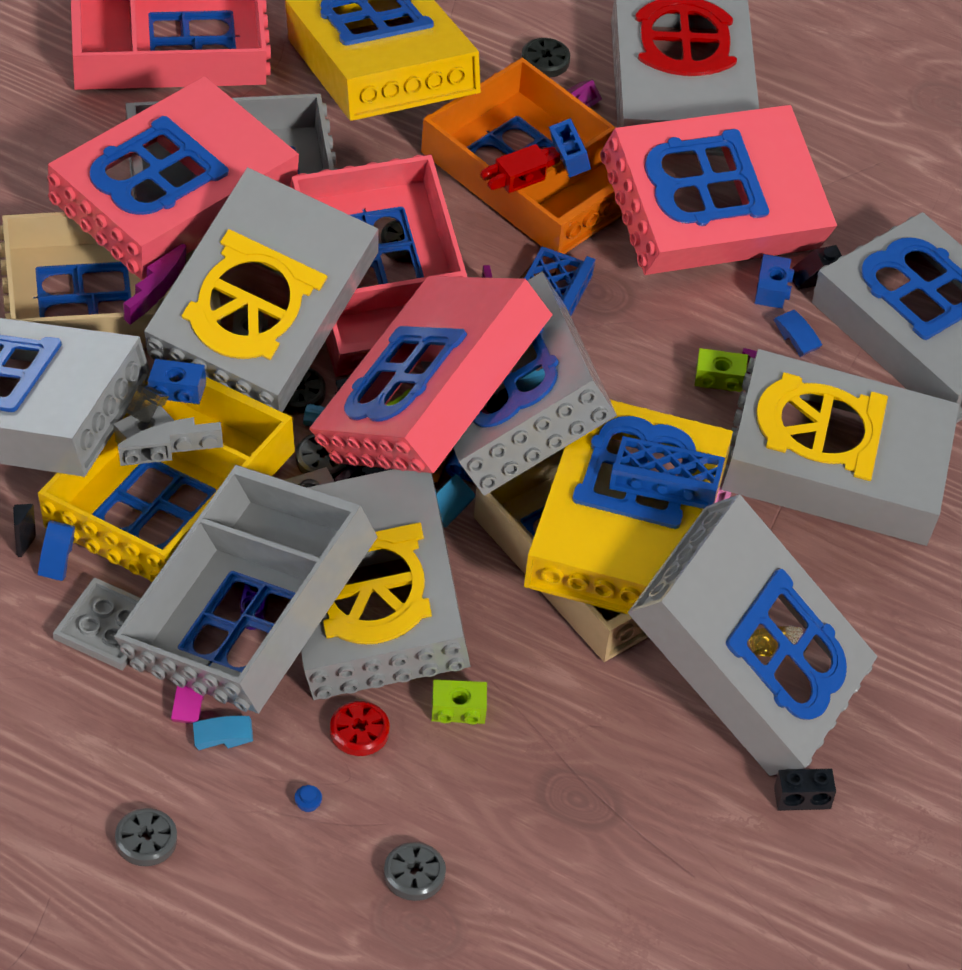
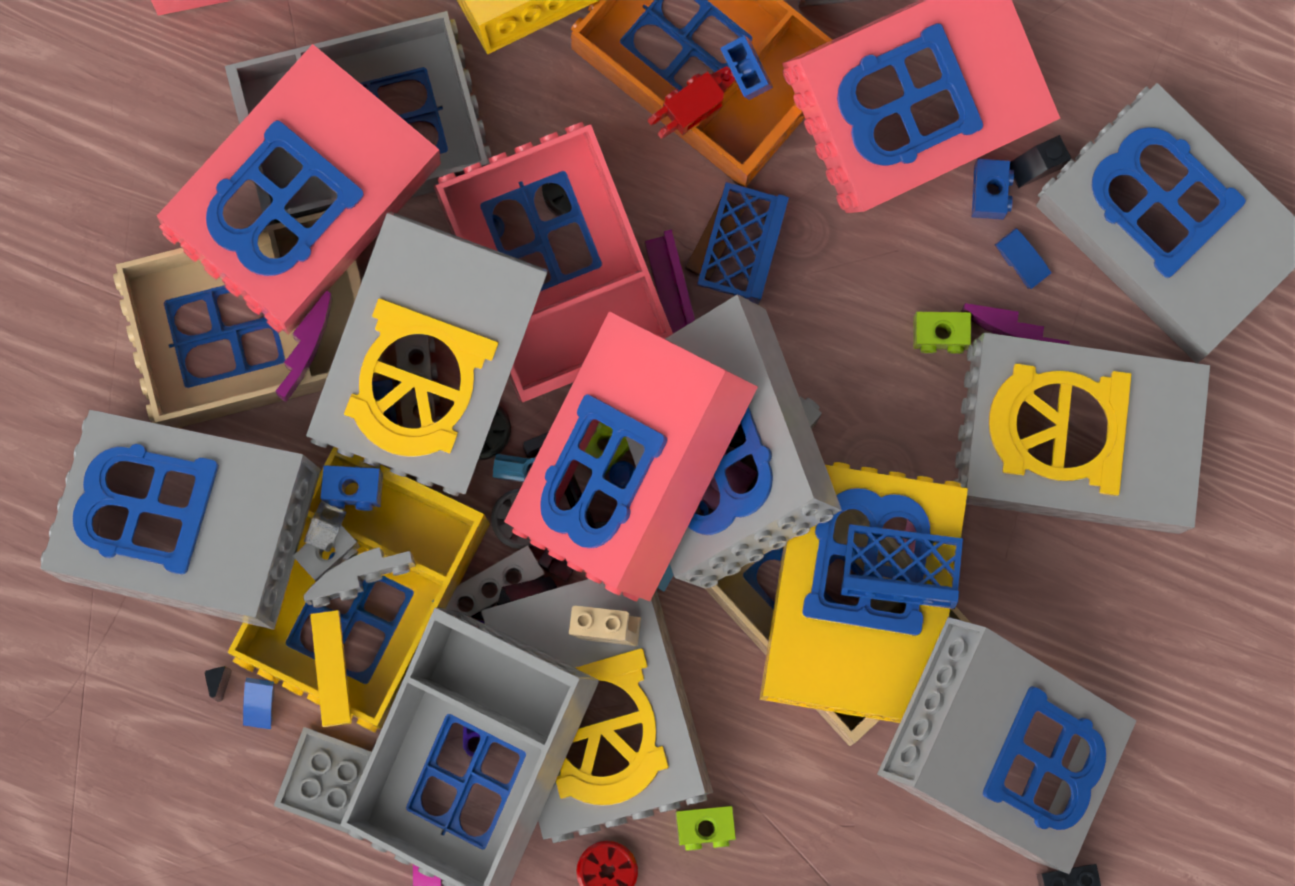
camera: 10 degrees left, 30 degrees up
(131, 508) = (331, 668): none -> yellow tile
(388, 488) = (604, 625): none -> tan panel

